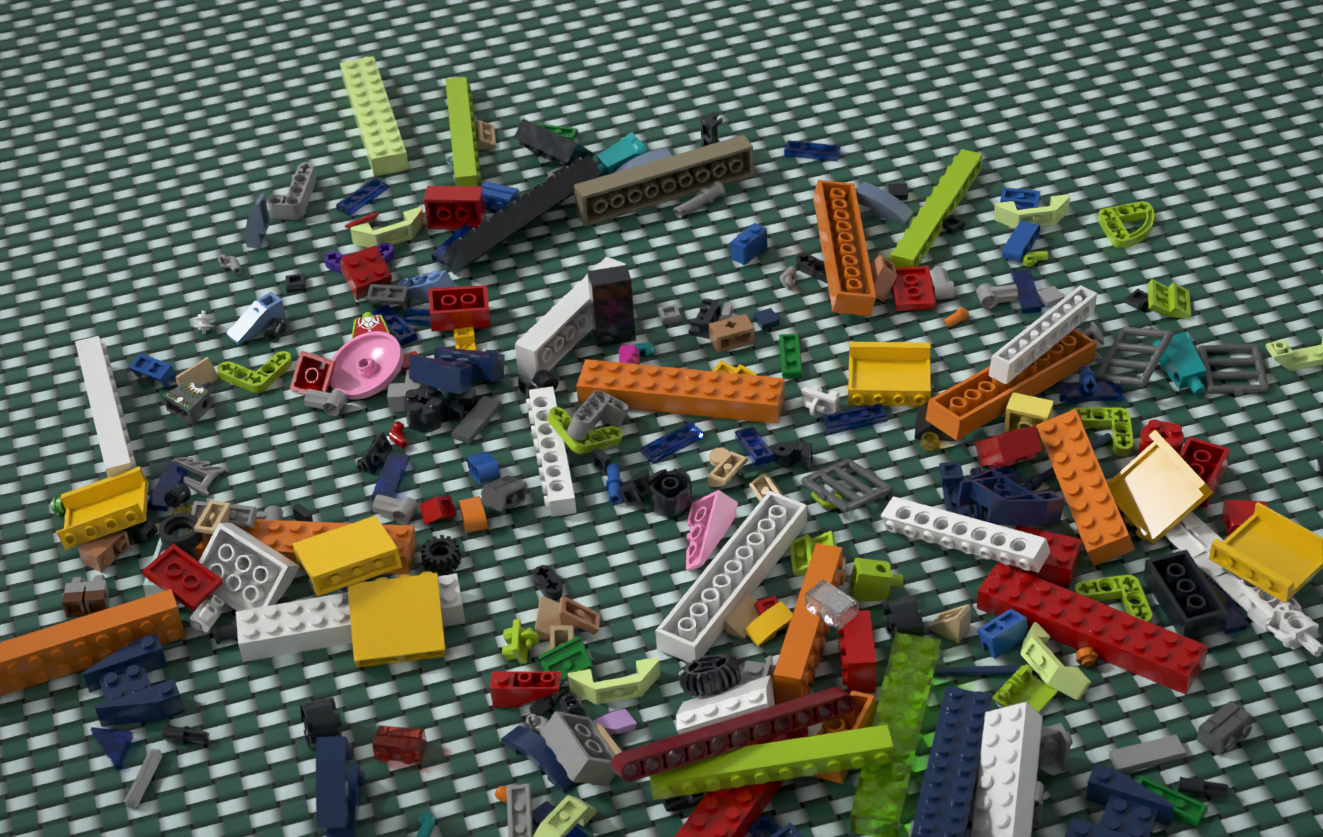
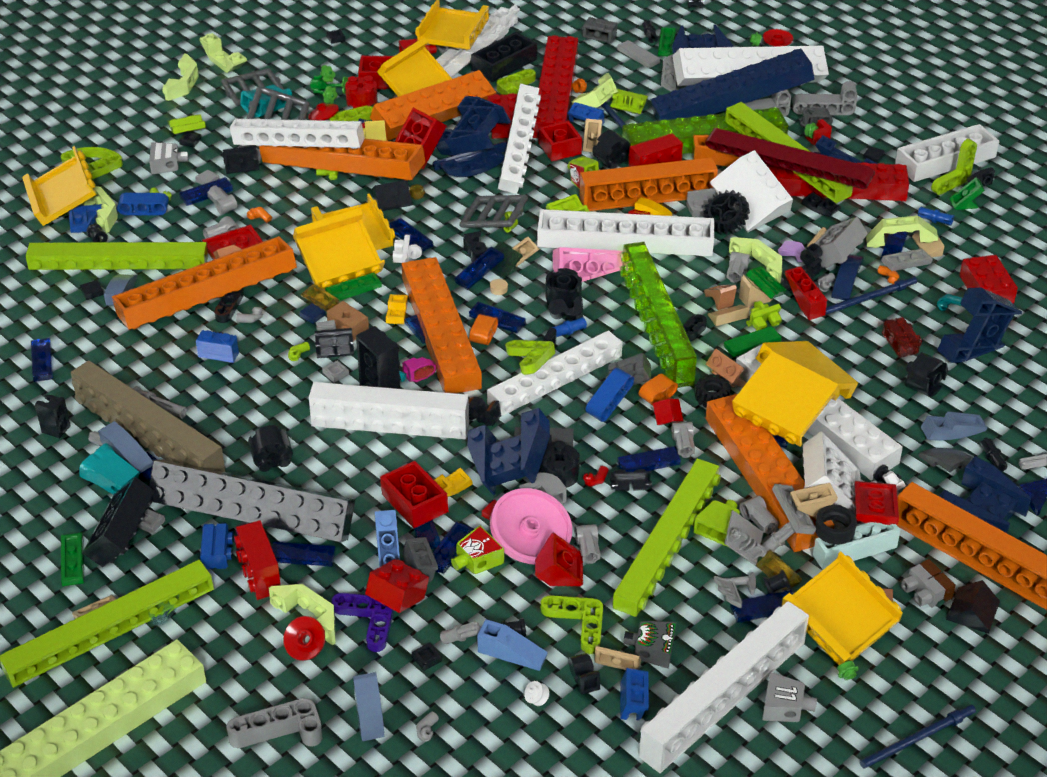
camera: 120 degrees left, 0 degrees up
(36, 614) = (974, 606): none -> black slope
(69, 454) = (786, 699): none -> light grey torso
(190, 355) = (584, 674): none -> black leg
(211, 696) = (946, 457): none -> dark grey brick
(238, 488) = (744, 538): none -> light grey hinge
(244, 720) = (952, 426): none -> sand blue slope
(274, 488) = (714, 520): none -> lime torso
(291, 453) = (666, 538): none -> lime brick
(292, 294) = (460, 632): none -> light grey axle
(302, 513) = (736, 487): black tile -> none
(361, 196) = (252, 670): clear blue tile -> none
(463, 565) = (726, 367): none -> nougat bracket
(487, 792) = (897, 286): none -> dark blue bar
(492, 621) = (747, 342): none -> green tile
(575, 545) = (658, 314): none -> clear neon green brick
(580, 241) = (270, 448): none -> black brick
(596, 408) = (515, 346): light grey beam -> none
(621, 659) = (737, 265): none -> light grey piece
(654, 421) = (483, 329): none -> orange beam
(712, 293) = (295, 351): none -> lime arm
(726, 469) = (516, 273): tan slope -> none
(783, 324) = (320, 297): none -> clear yellow slope
(831, 604) = (645, 153): clear brick -> none
(837, 344) = (337, 249): none -> yellow panel
(953, 582) = (560, 141): none -> red brick
(984, 204) = (96, 228): none -> black bush
(1070, 182) = (60, 188): none -> yellow panel
(1103, 269) = (166, 157): none -> light grey torso
(1139, 408) = (323, 112): none -> red dish
(1194, 410) = (319, 84): none -> plant
(1297, 322) = (177, 88): none -> yellowish green slope

